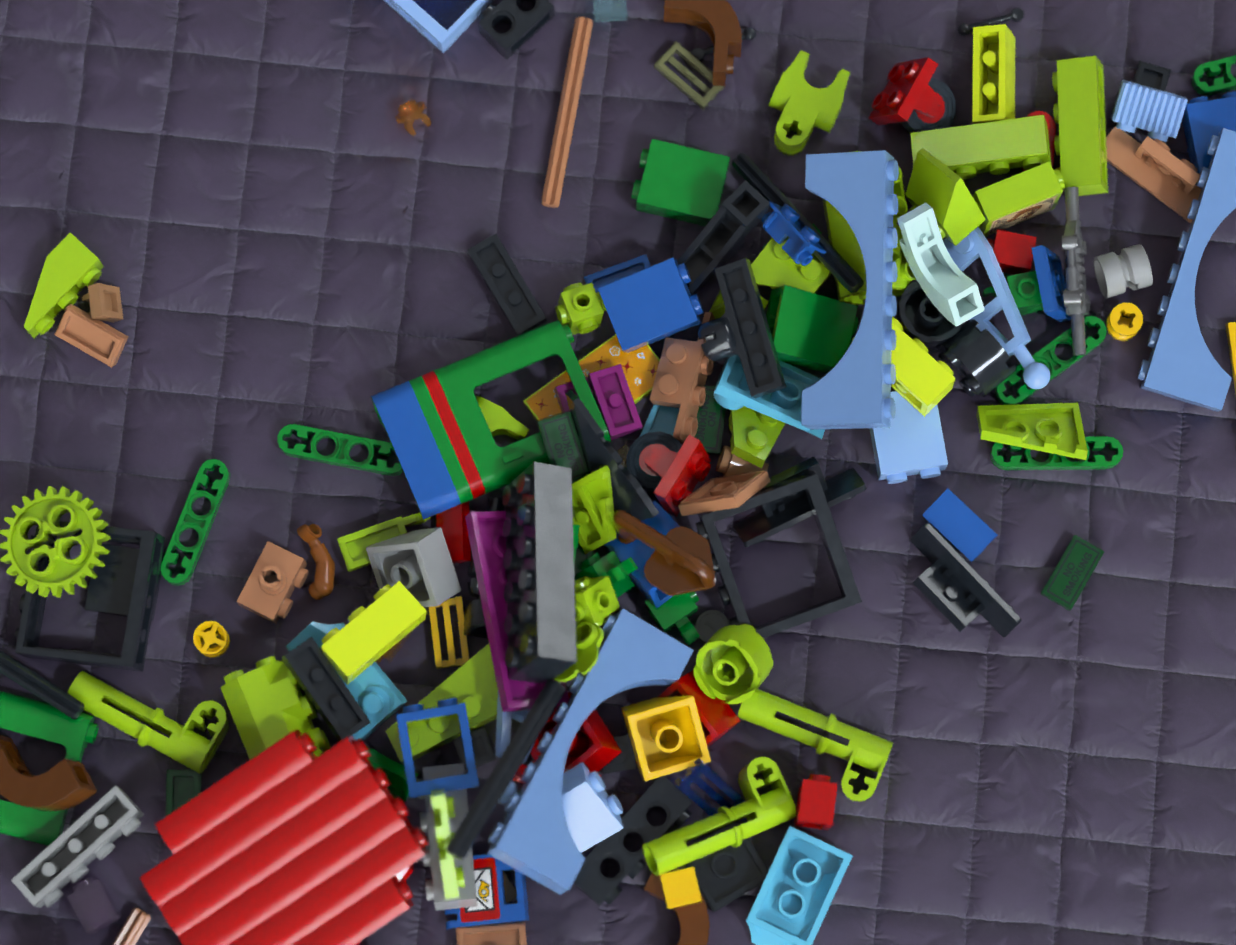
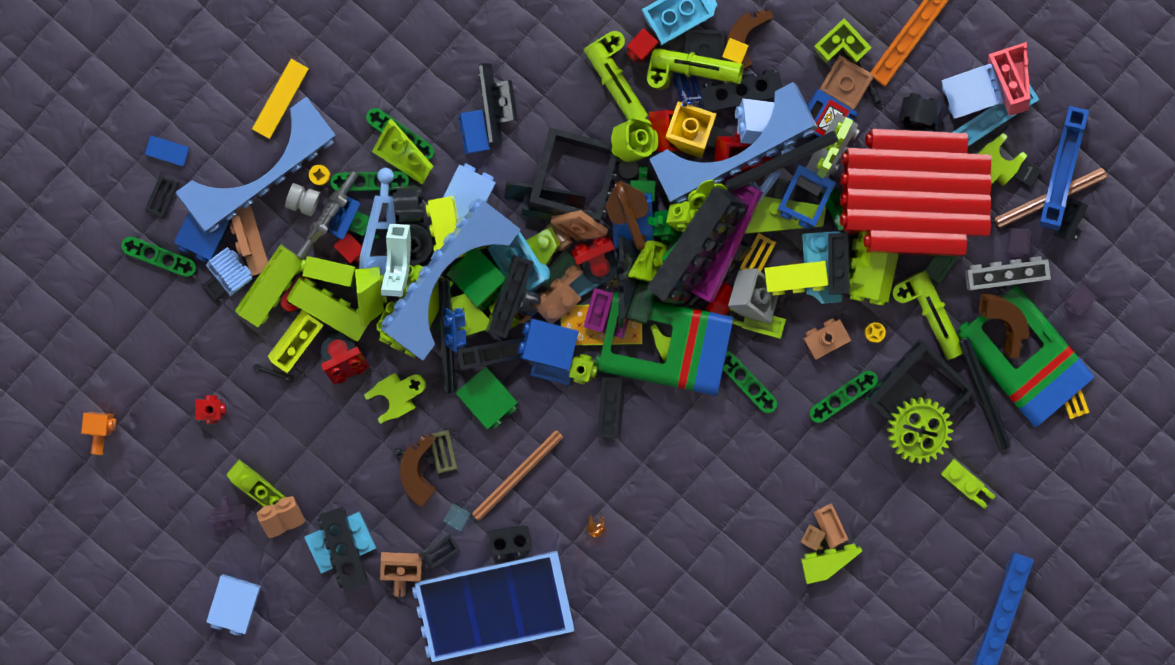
camera: 150 degrees left, 10 degrees up
(324, 562) = (794, 331): dark orange arm -> none
(1072, 573) = (435, 71): dark green tile -> none

